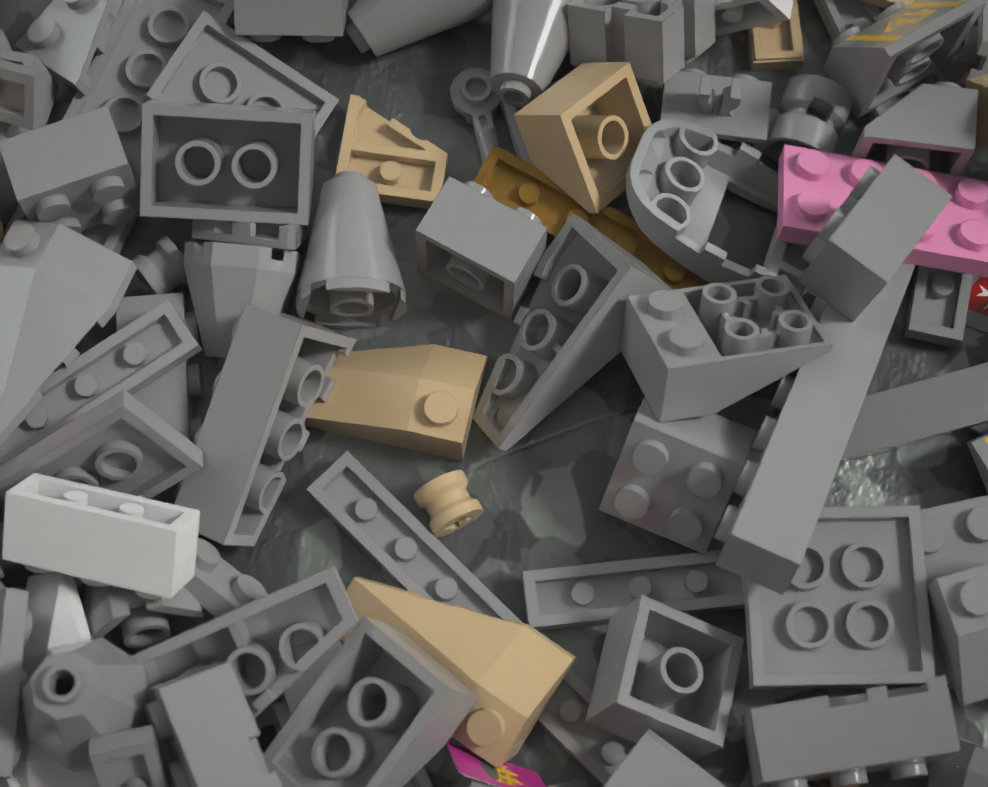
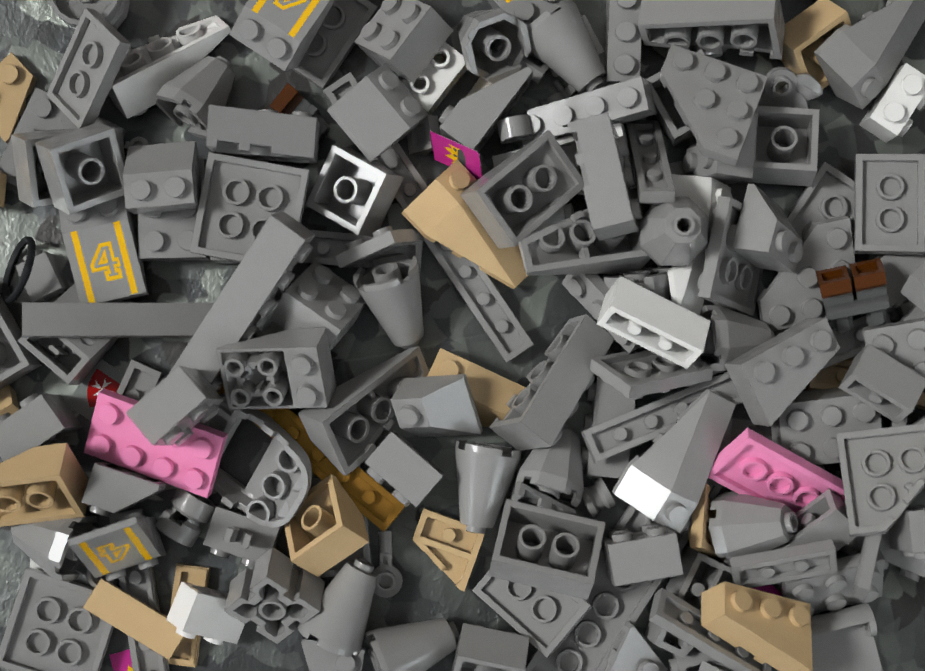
camera: 165 degrees left, 15 degrees up
(448, 503) = (453, 320): tan wheel -> none
(451, 348) = (436, 406): none -> light grey slope
(560, 518) = (394, 296): none -> light grey cone
(598, 591) = (383, 243): none -> light grey wing

